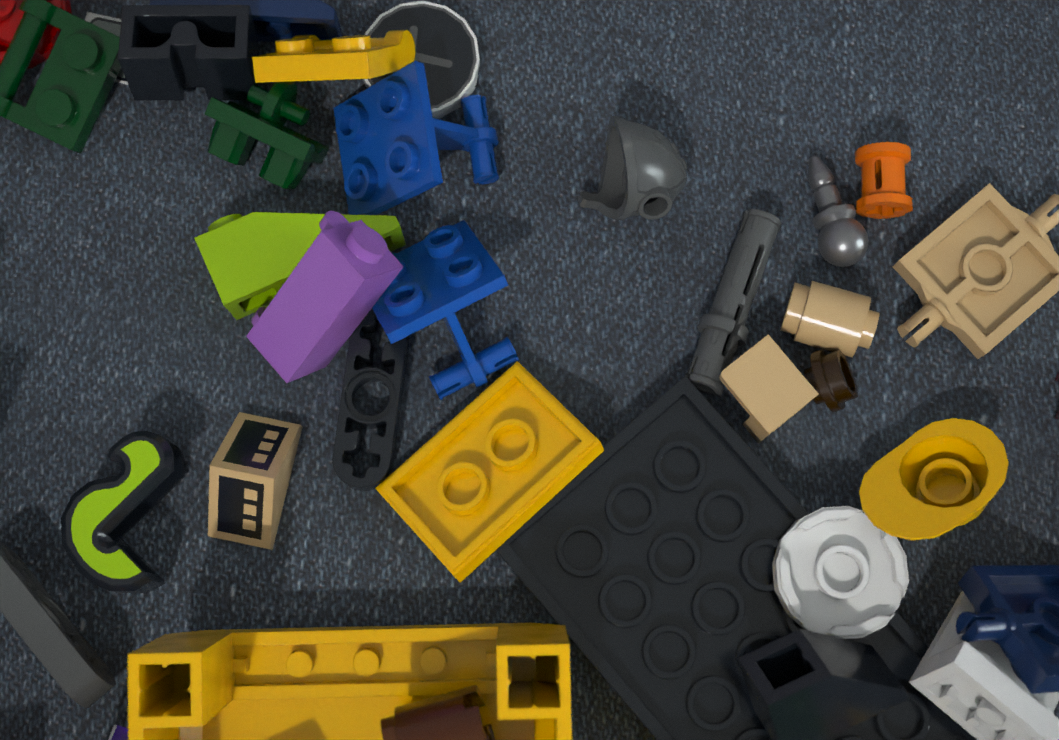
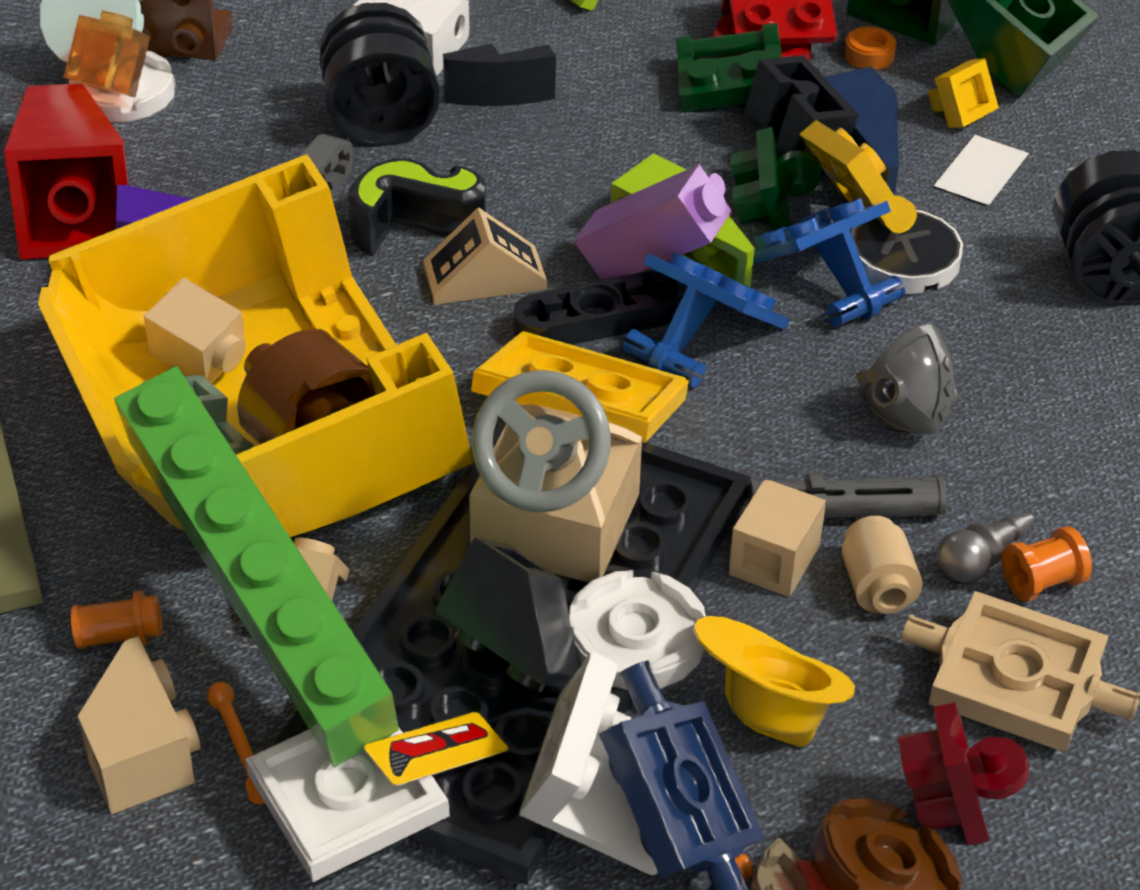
camera: 65 degrees right, 35 degrees down
(686, 580) = (555, 478): none -> piece
(832, 379) = (821, 582): dark brown plate -> none

